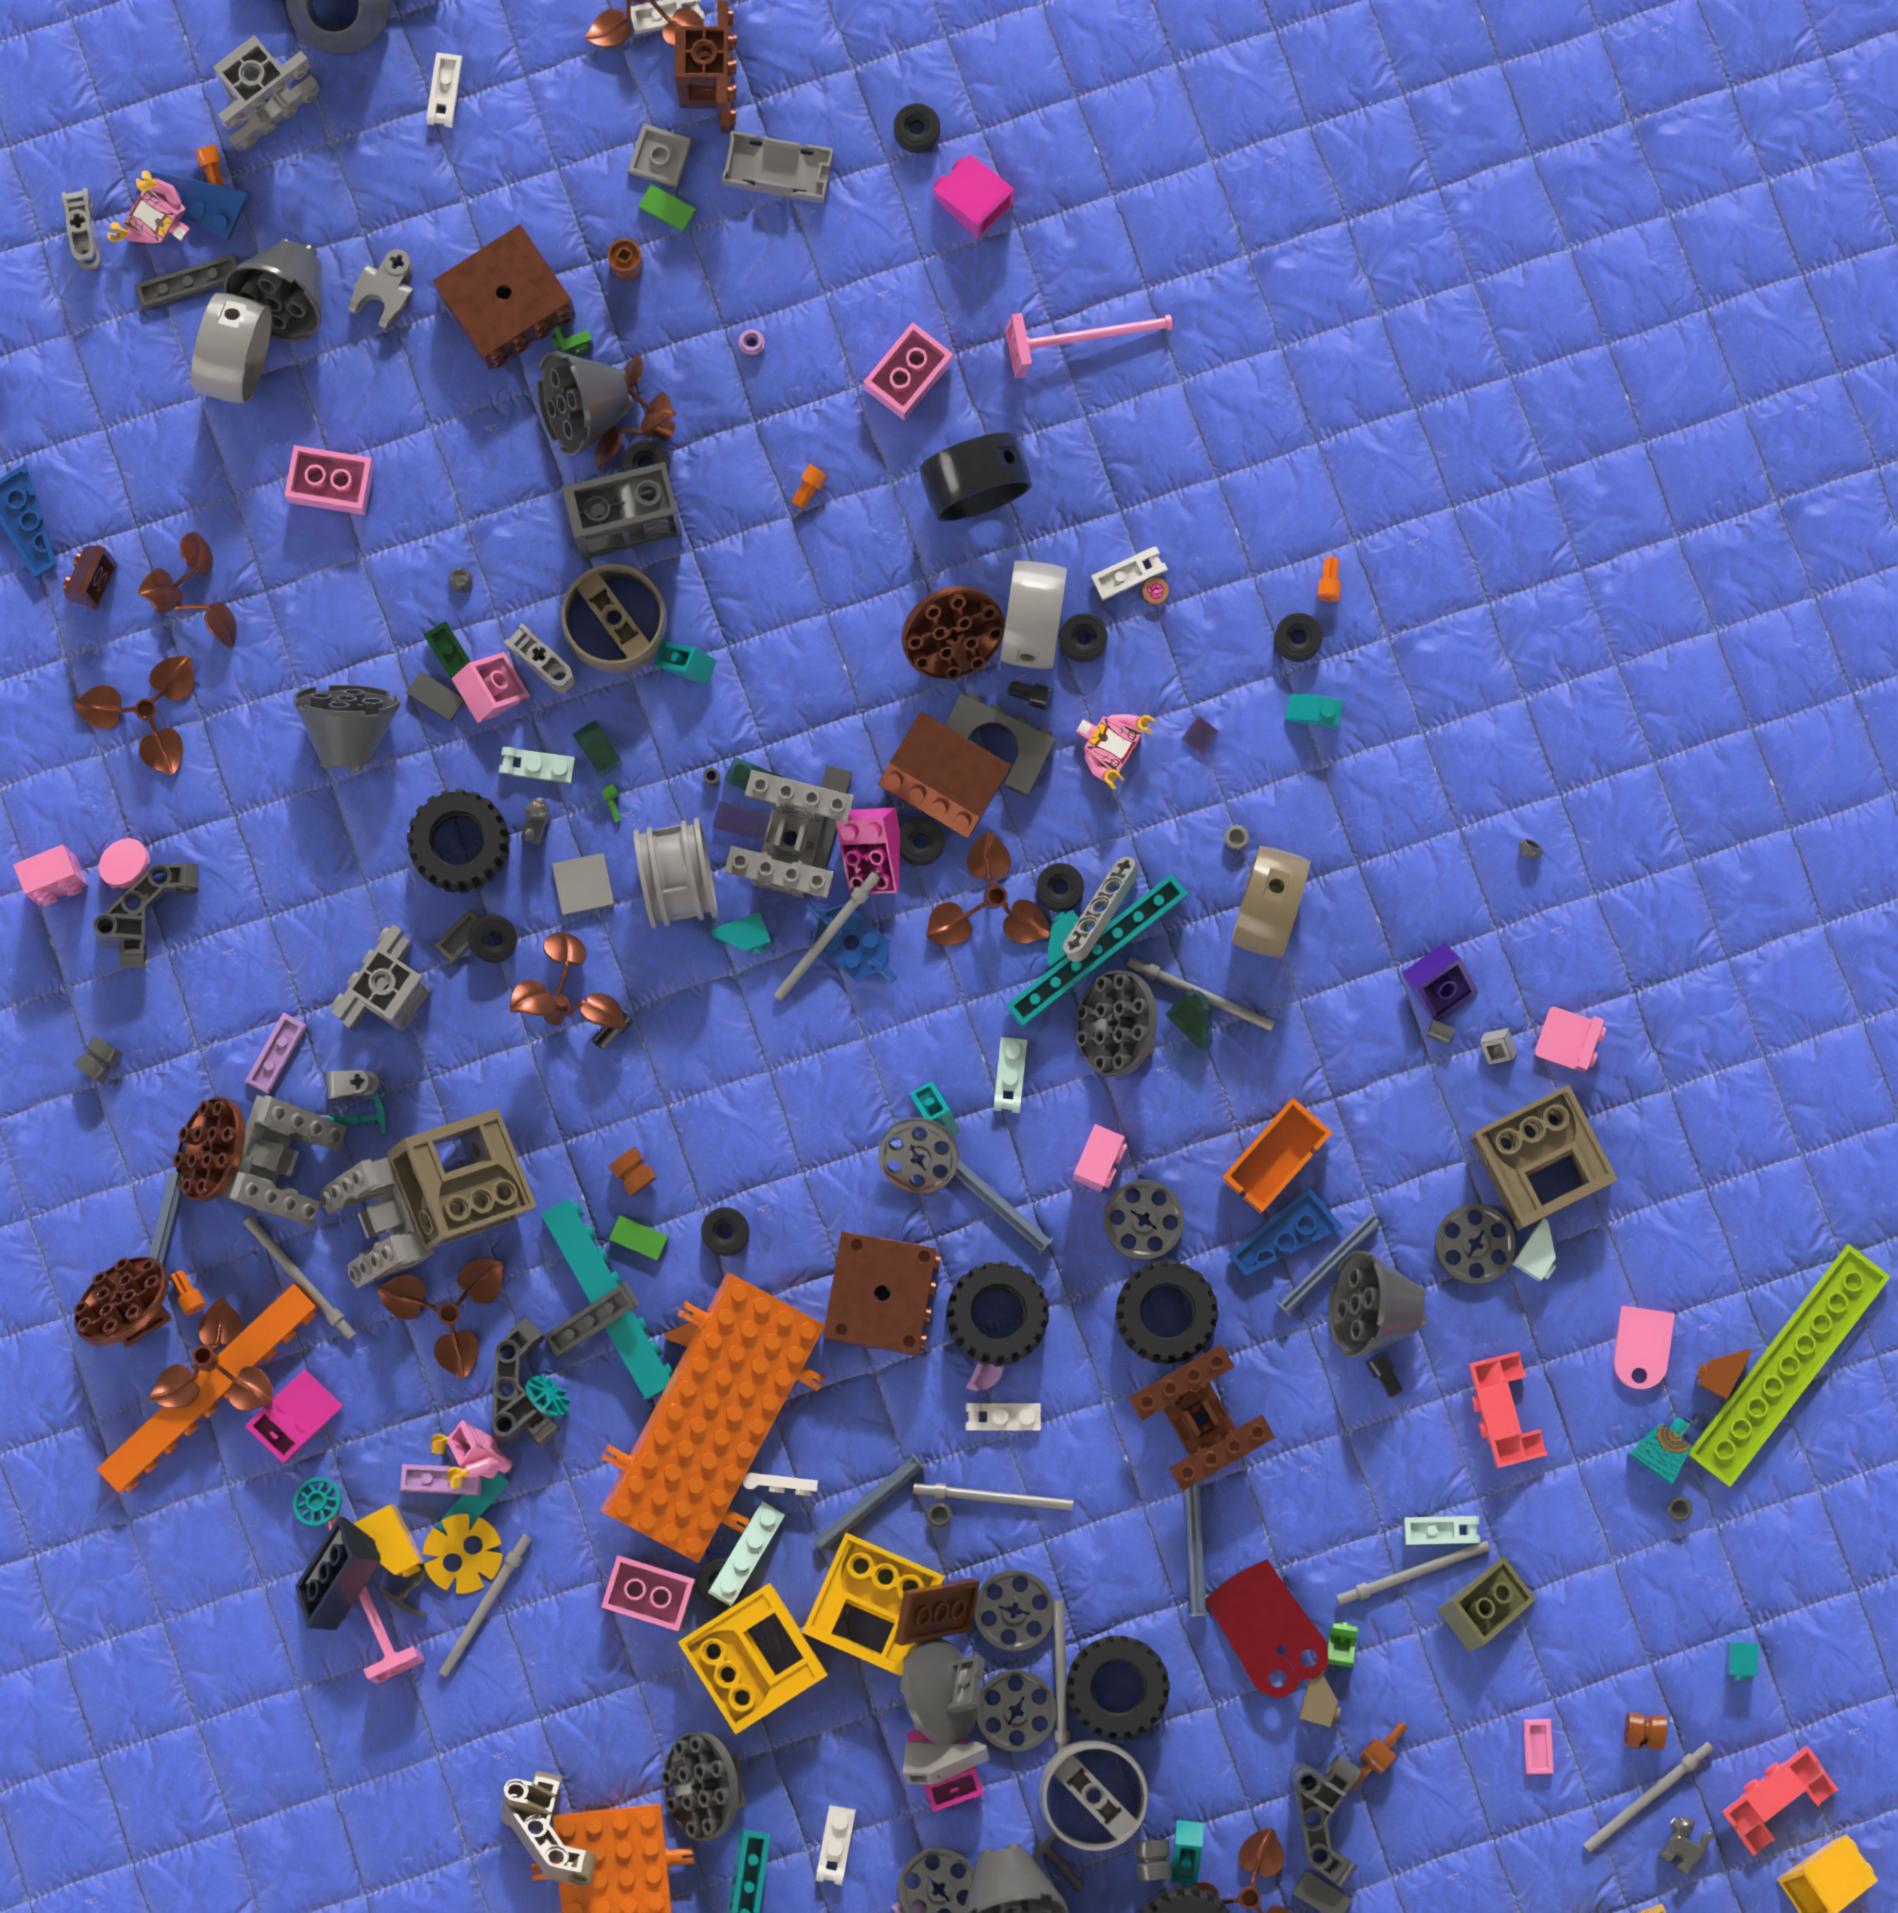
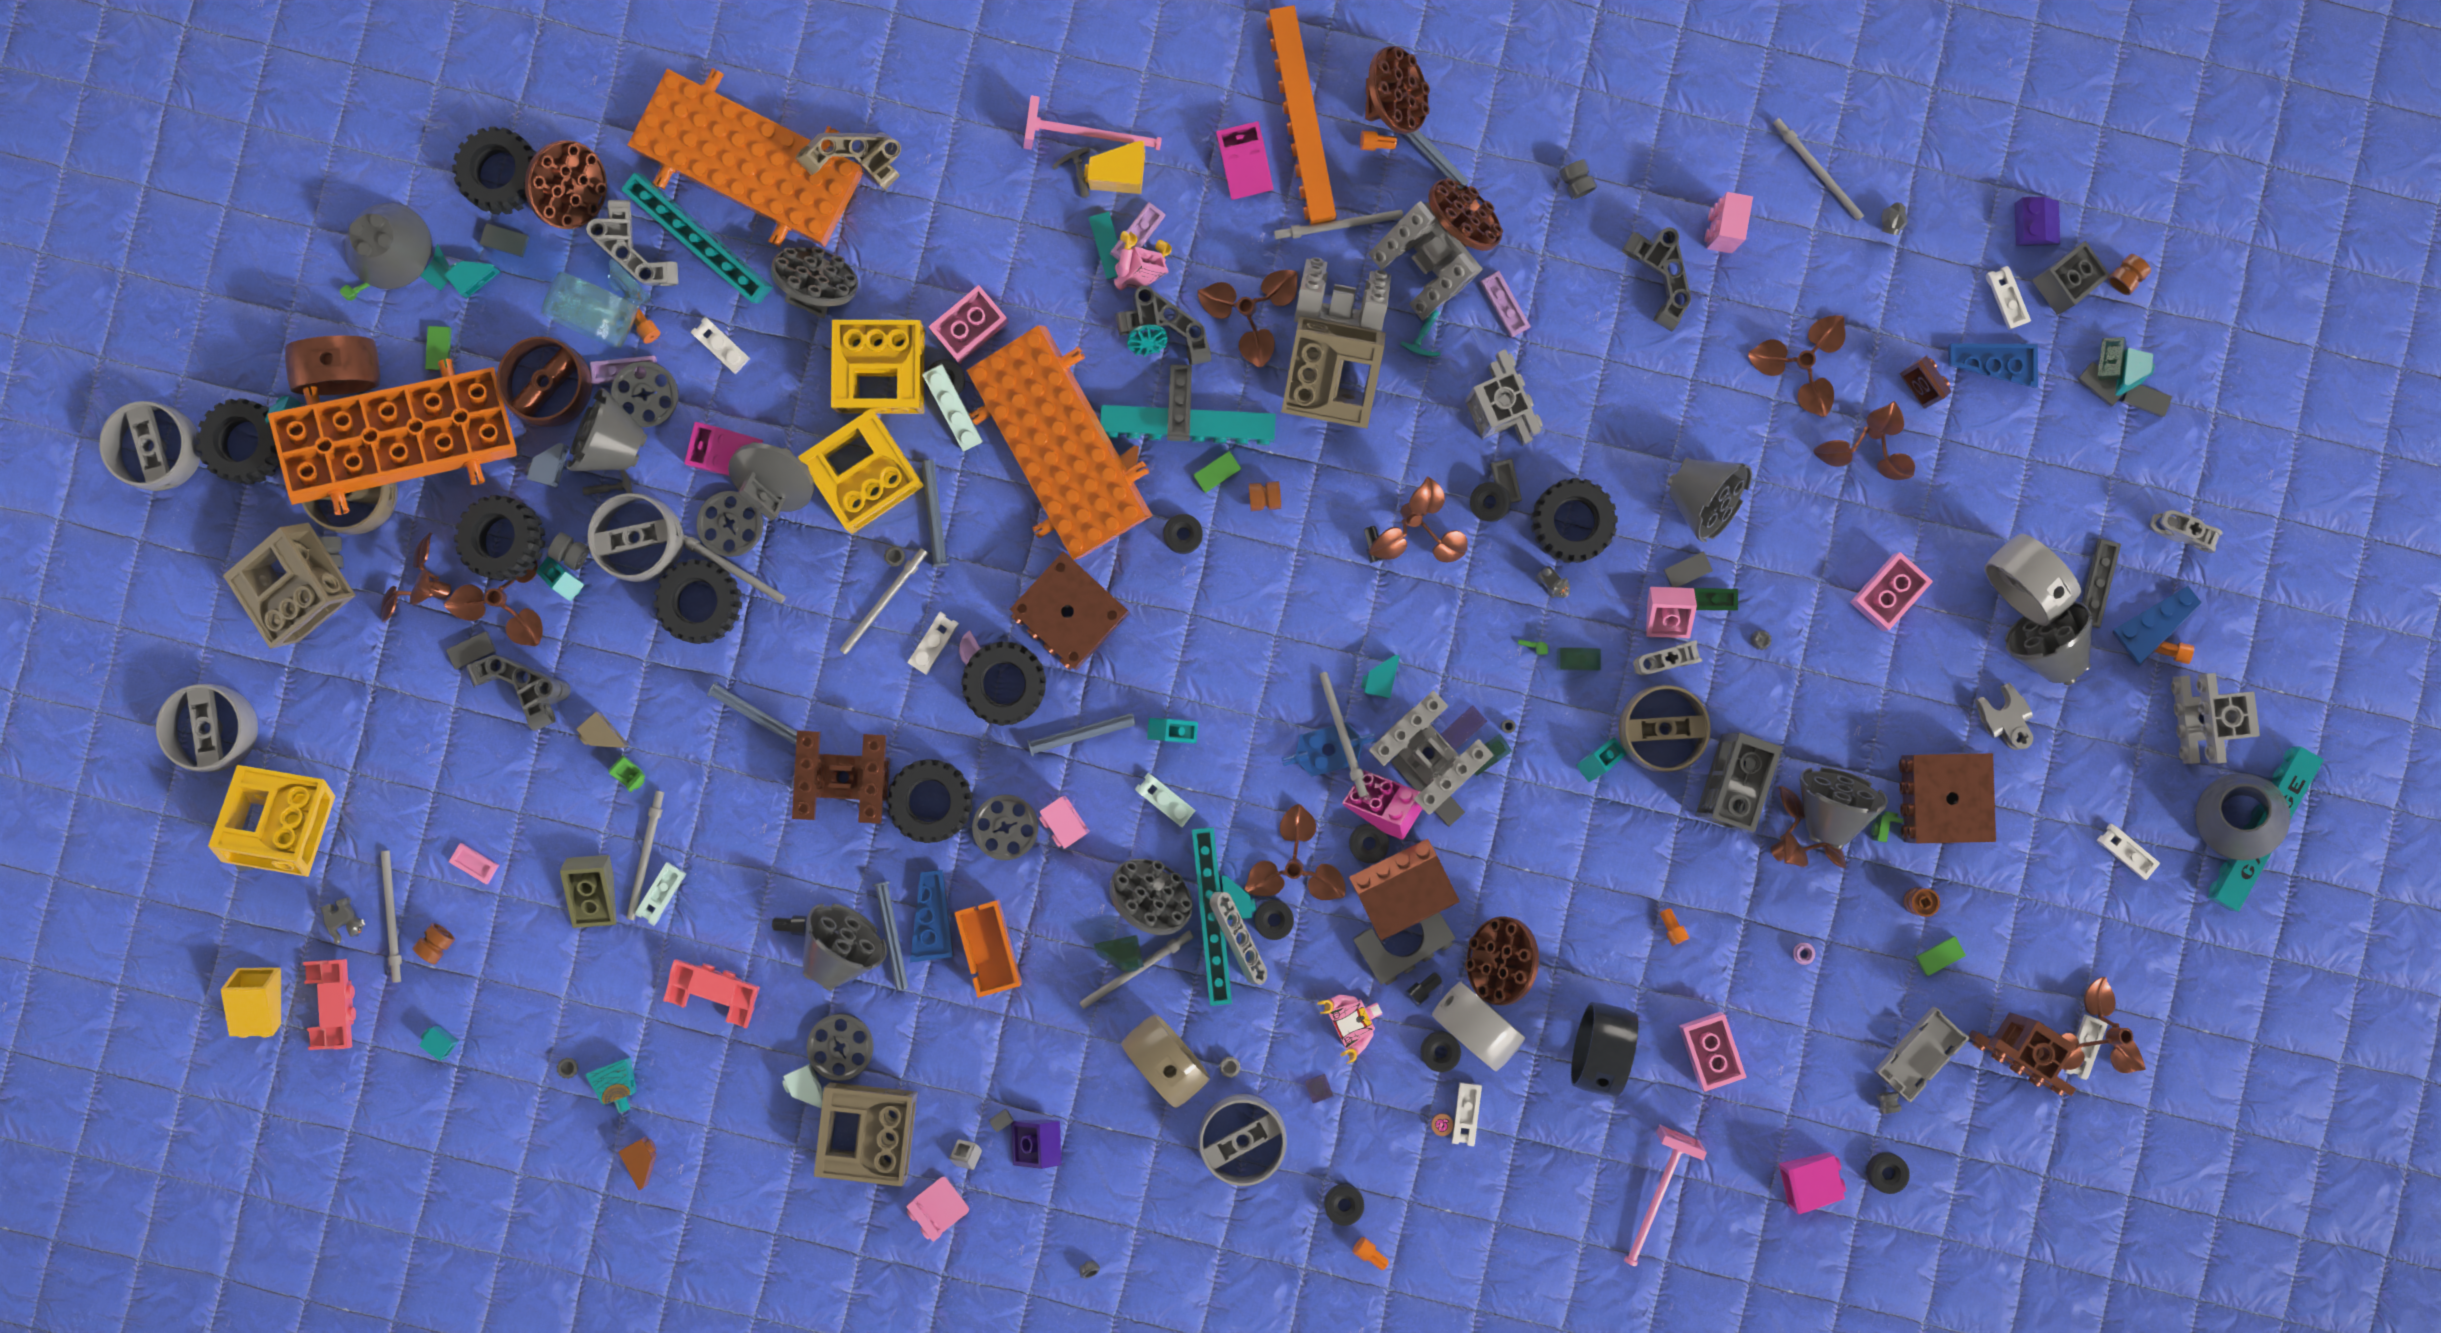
camera: 125 degrees right, 5 degrees up
(123, 863) = (1705, 281): bright pink tile -> none
(154, 214) = (2164, 587): torso -> none
(218, 1326) = (1316, 93): copper plant -> none
(317, 1502) = (1176, 141): teal wheel -> none
(336, 1575) = (1115, 119): black slope -> none
(348, 1084) = (1450, 340): light grey piece -> none
(441, 1545) = (1092, 206): yellow piece -> none
(512, 1560) = (1051, 248): light grey bar -> none
(537, 765) = (1593, 610): light aqua plate -> none
(583, 884) = (1489, 589): light grey tile -> none
(641, 450) = (1774, 825): black tyre -> none
(660, 156) = (1982, 975): light grey tile -> none
(675, 873) = (1454, 655): light grey wheel -> none
(778, 1483) = (986, 461): white plate -> none
(846, 169) = (1888, 1102): none -> dark grey wheel
(915, 1165) = (1153, 705): dark grey wedge -> none
(934, 1762) = (725, 441): light grey slope -> none
(937, 1611) = (825, 509): reddish brown tile -> none
(1020, 1622) = (786, 563): dark grey wedge -> none
(1260, 1616) = (683, 730): dark red piece -> none
(1314, 710) = (1284, 1181): teal slope -> none
(1318, 784) = (1228, 1148): none -> light grey cylinder
(1378, 1754) = (537, 750): dark orange piece -> none
(1642, 1343) = (697, 1118): bright pink tile -> none
(1788, 1365) = (615, 1210): lime plate -> none

